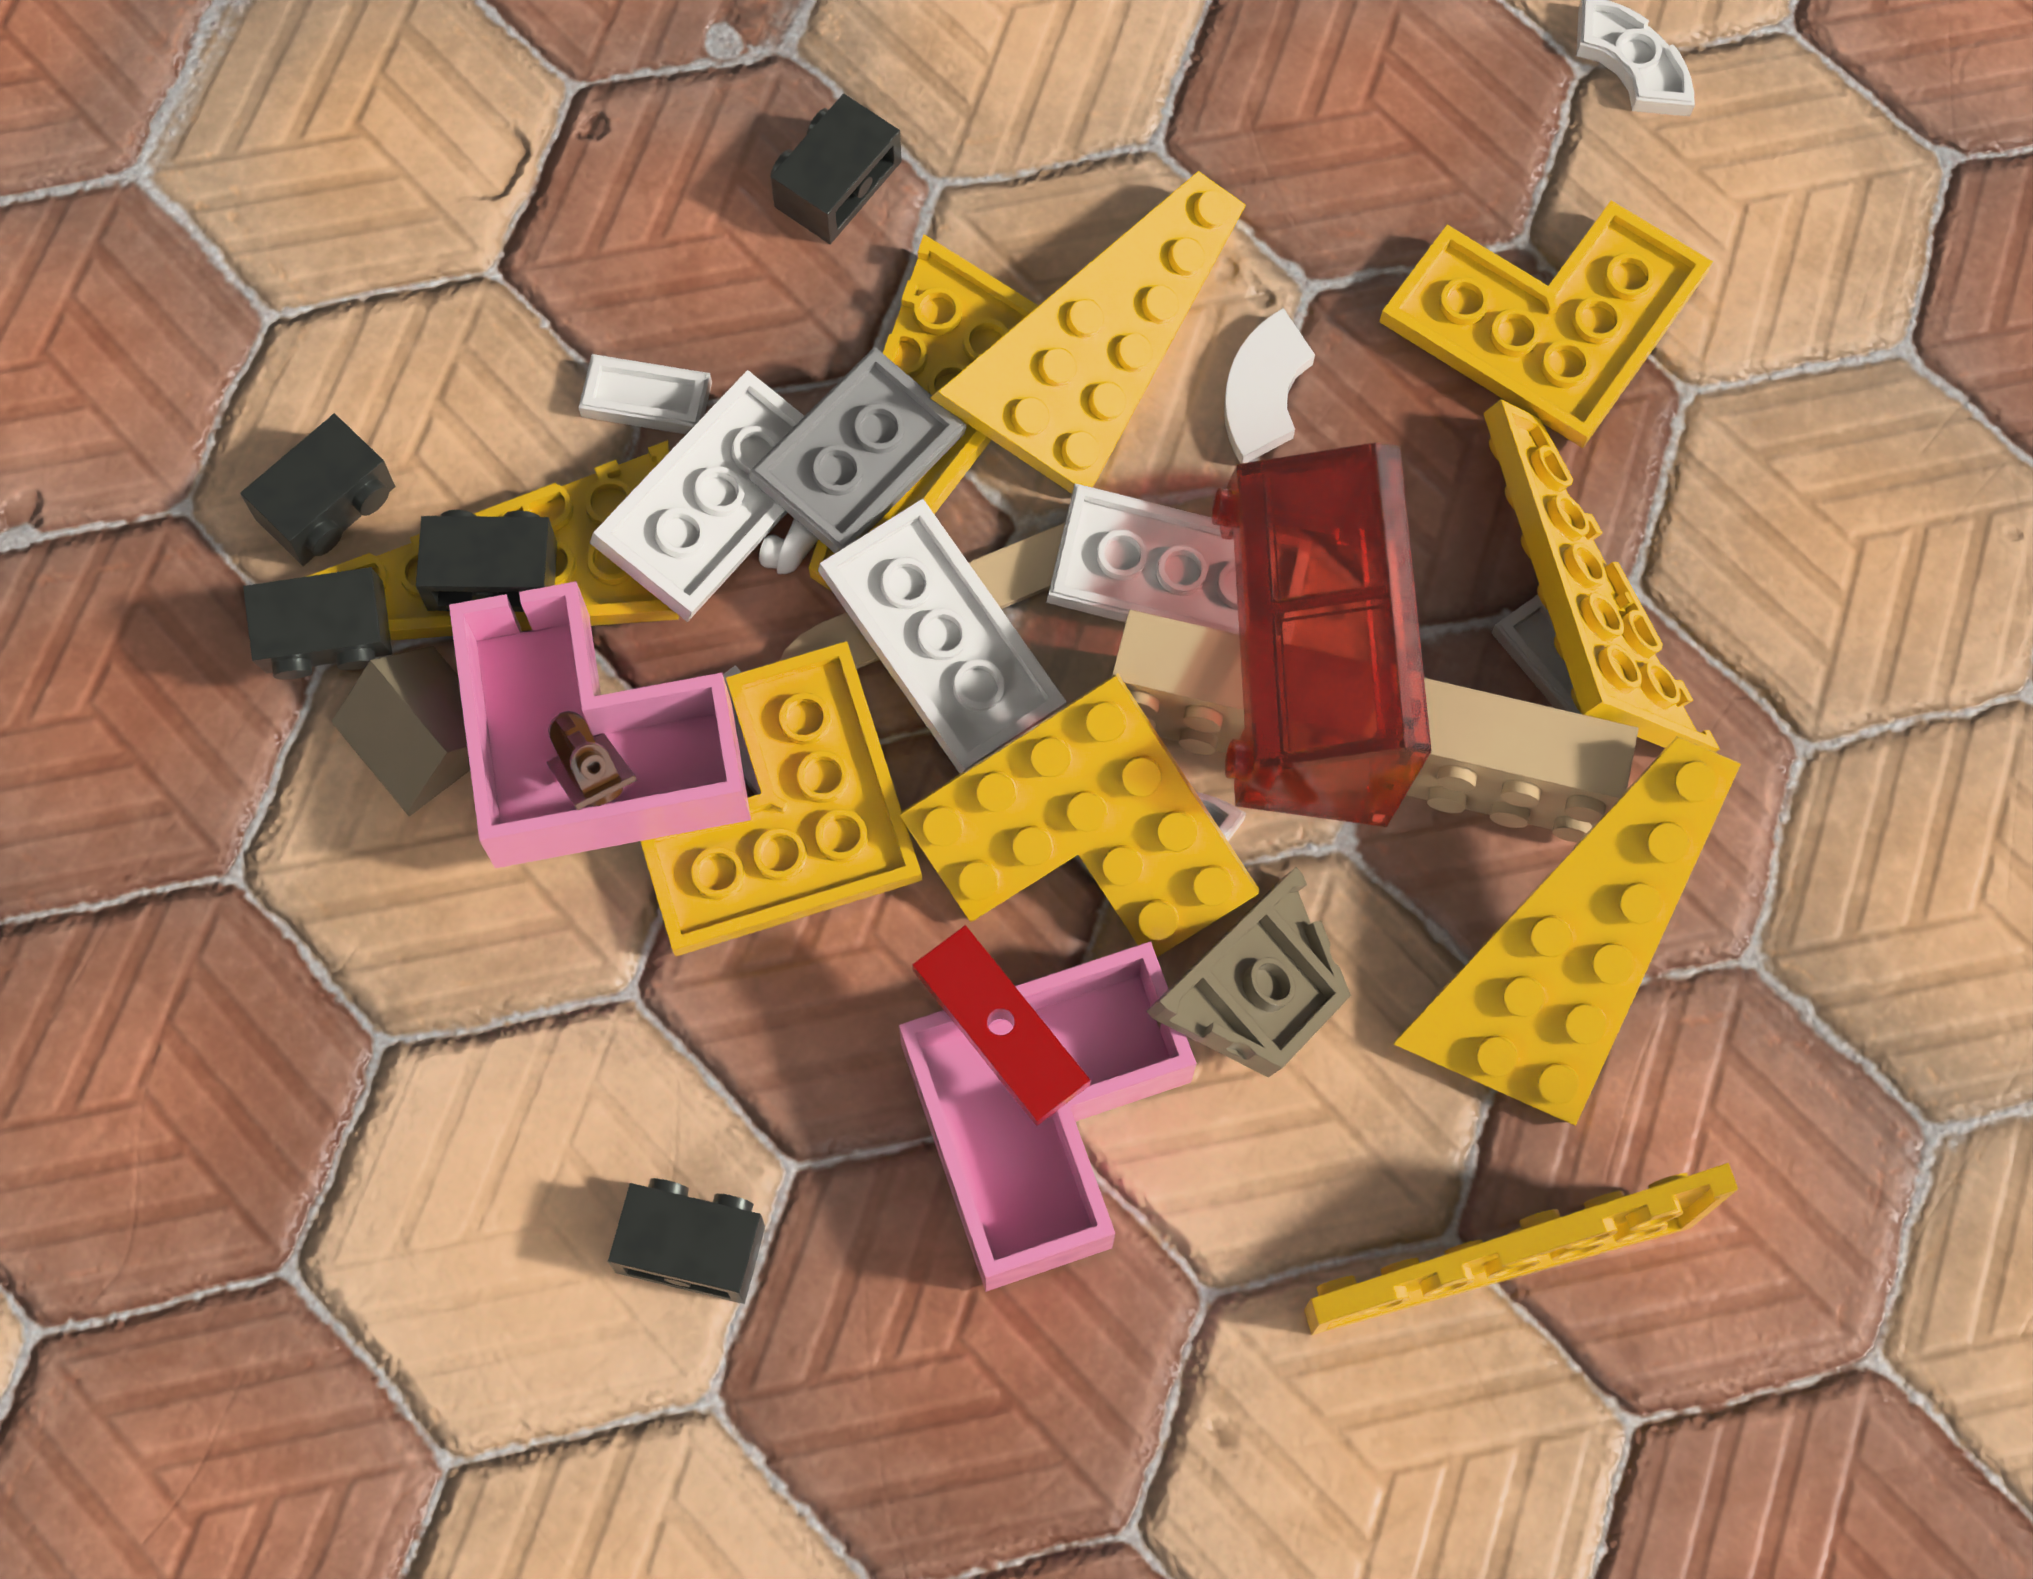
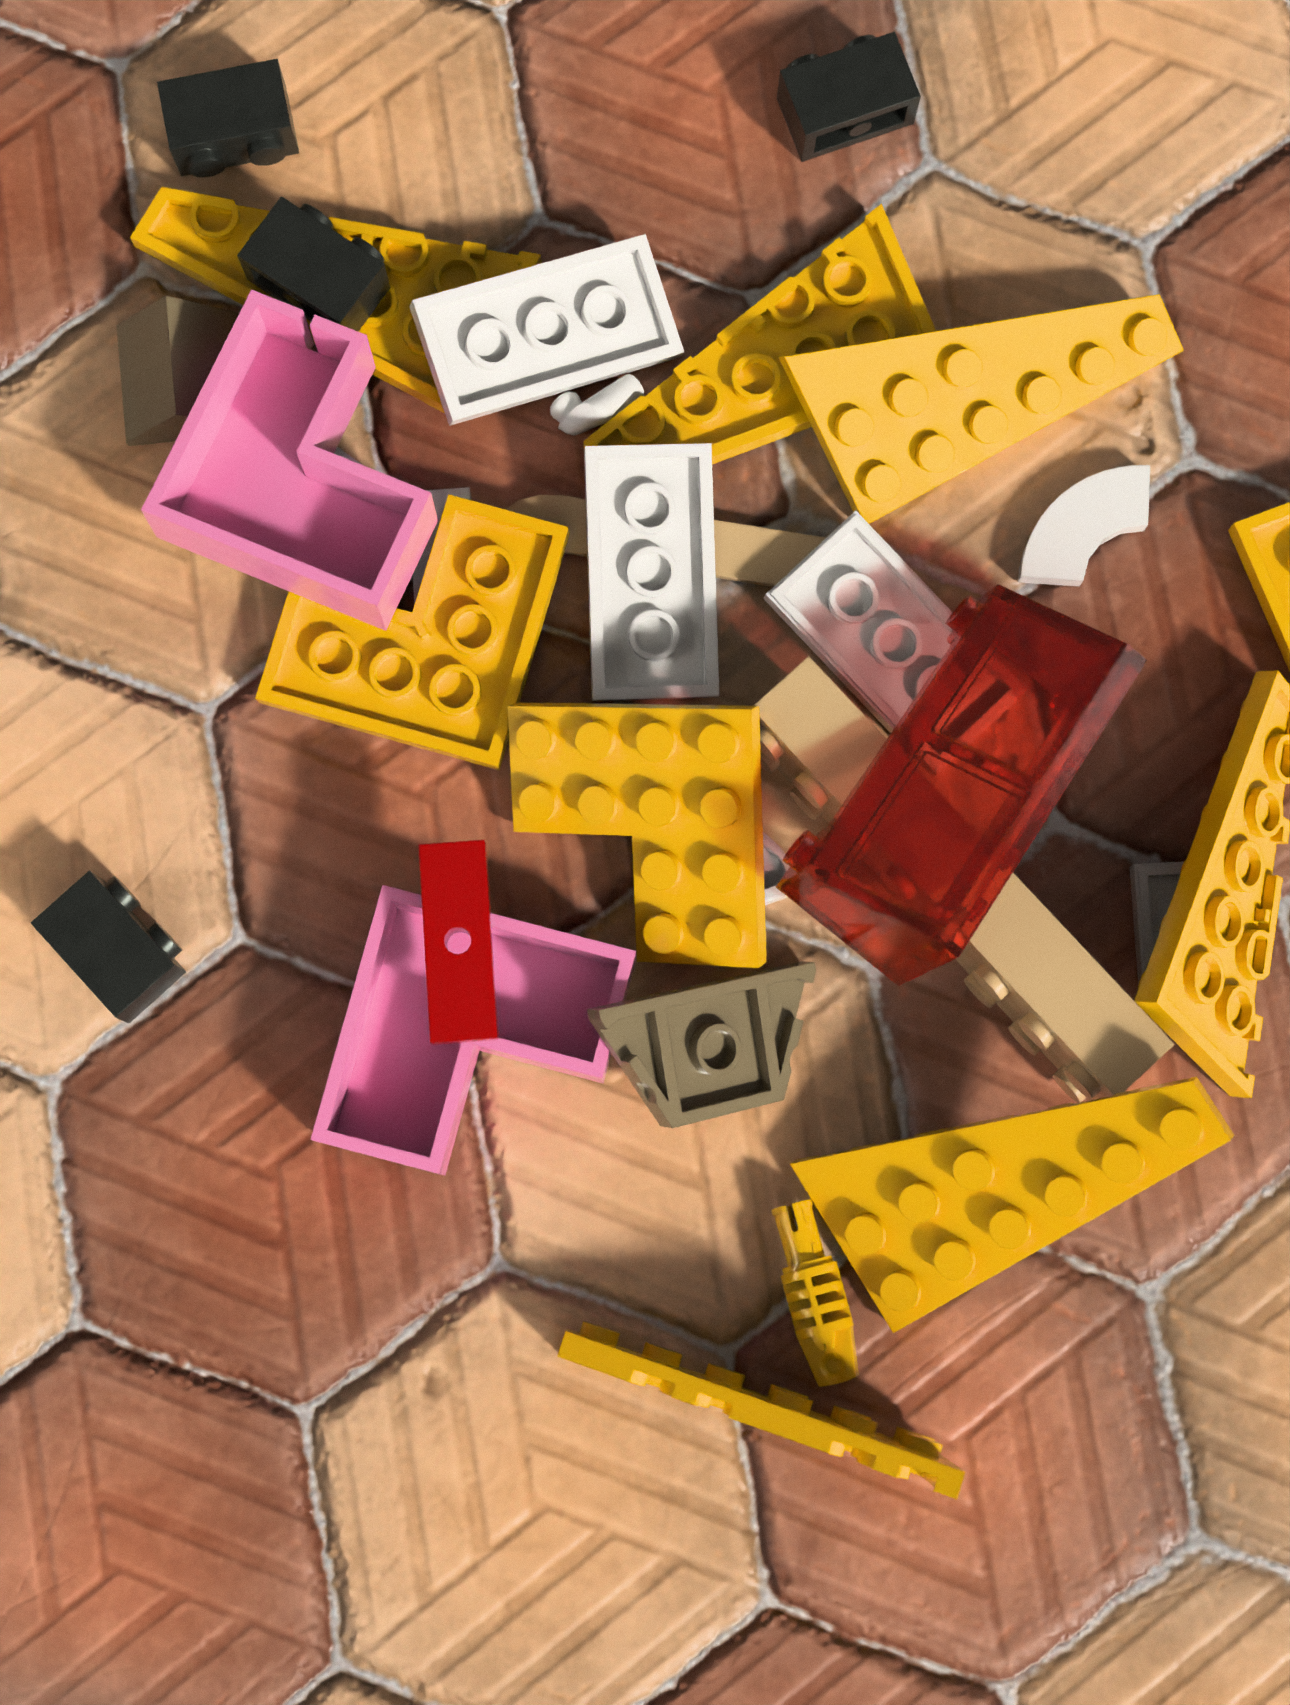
camera: 35 degrees right, 10 degrees up
(317, 622) = (146, 235): pearl dark grey brick -> none
(586, 766) = (274, 499): reddish brown hinge -> none
(644, 394) = (553, 200): white tile -> none
(857, 452) = (688, 366): light grey tile -> none
(1492, 1138) = (816, 1297): none -> yellow hinge

